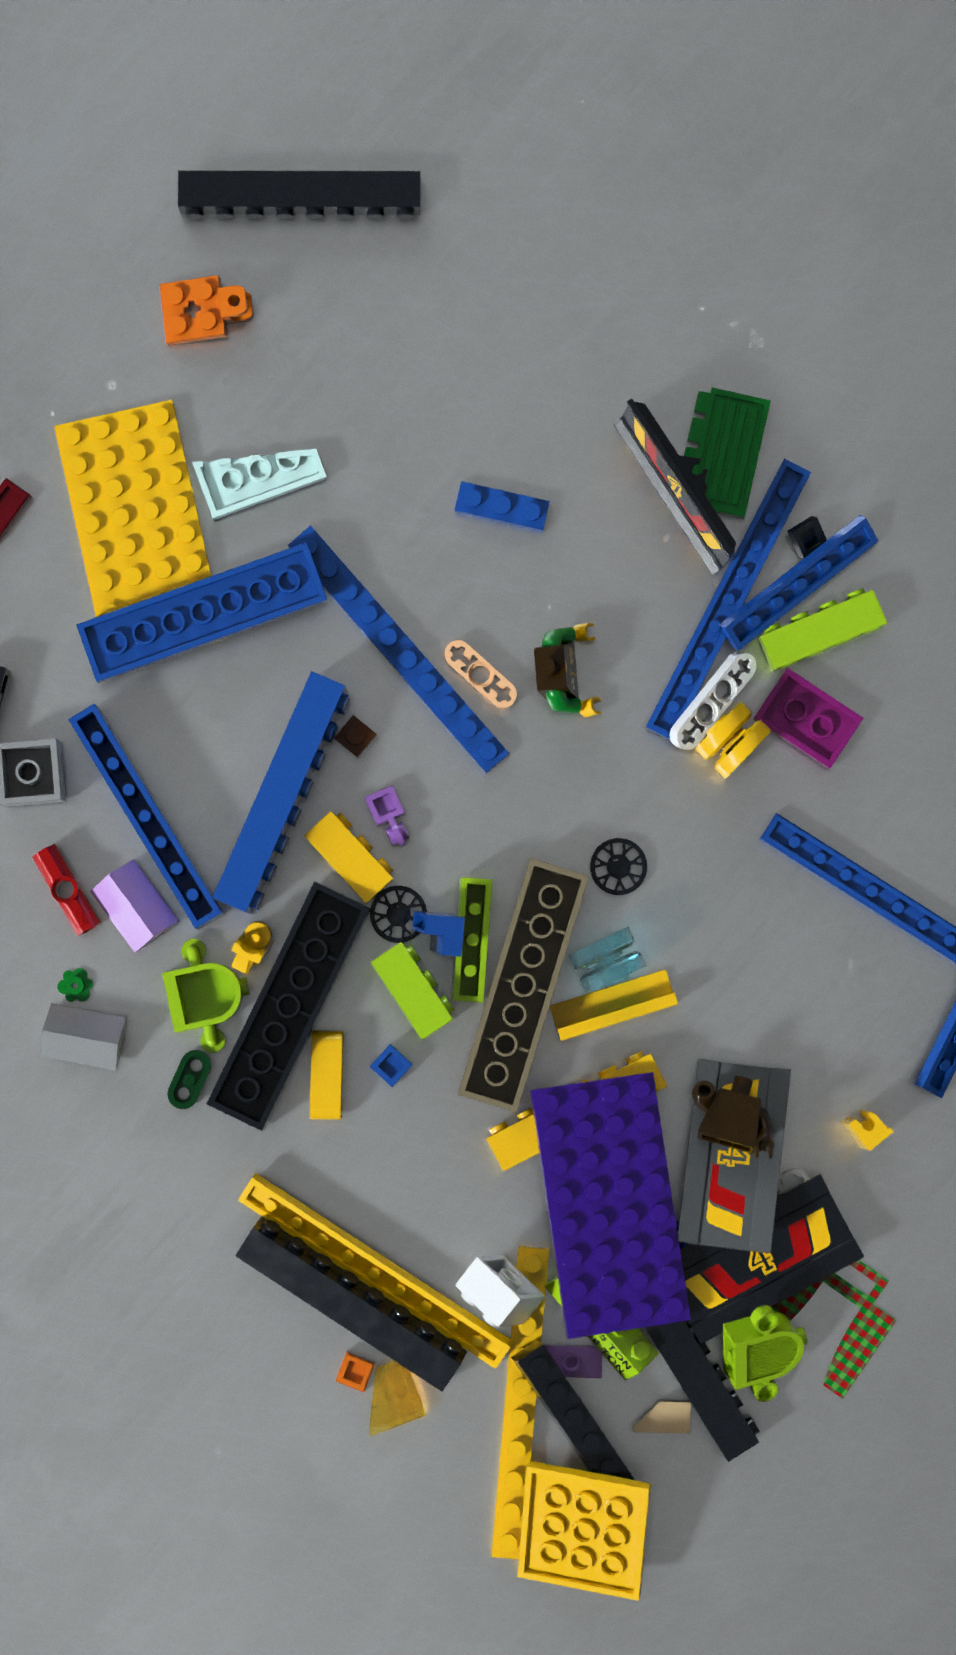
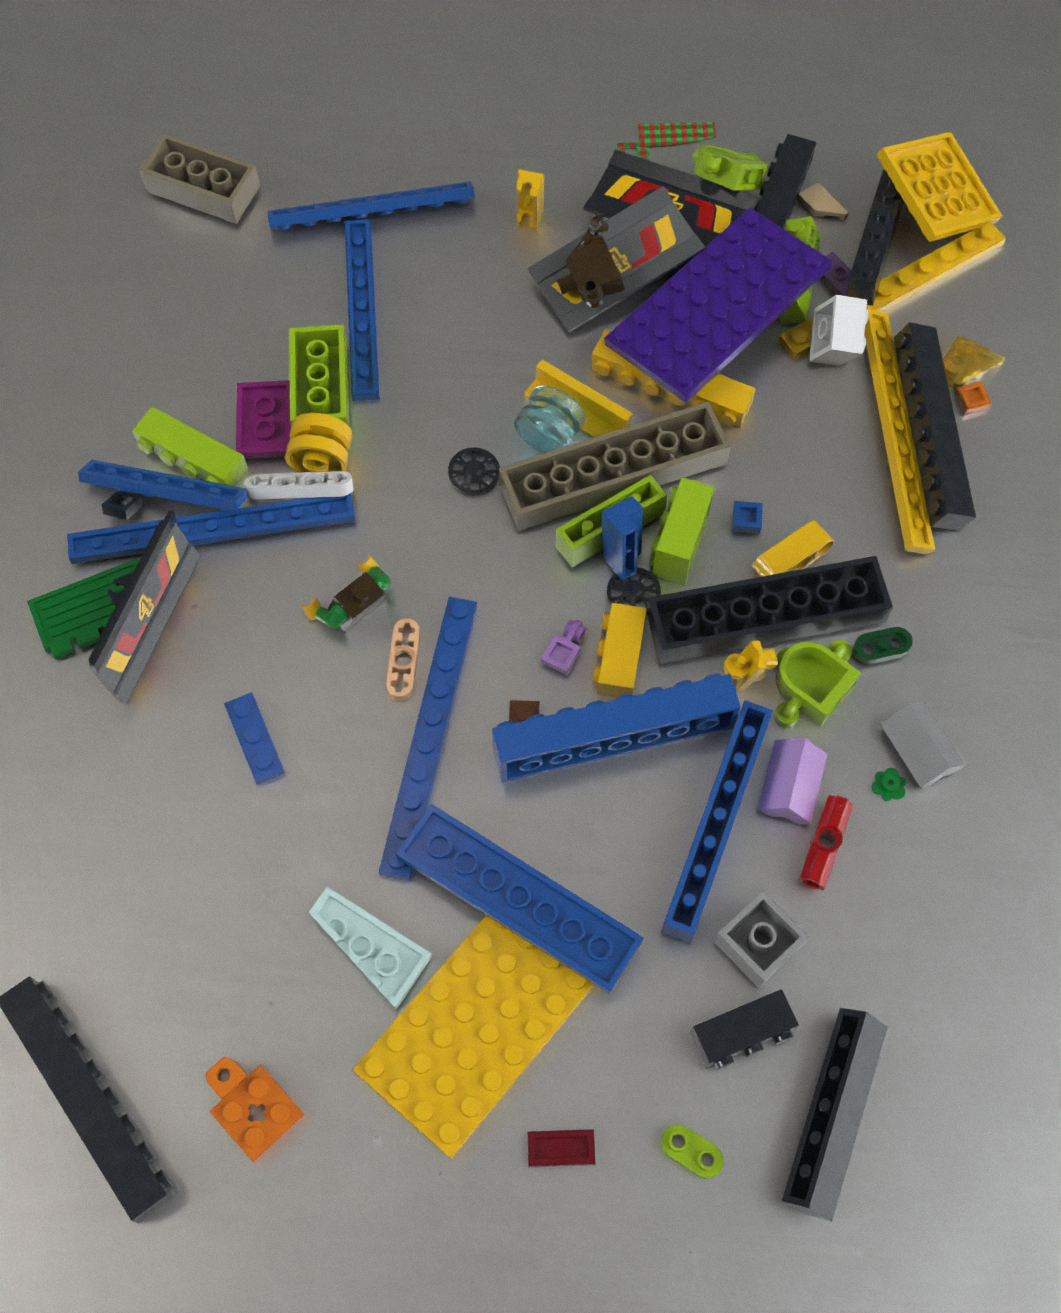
camera: 130 degrees left, 20 degrees down
(807, 790) = (319, 371): none -> lime brick

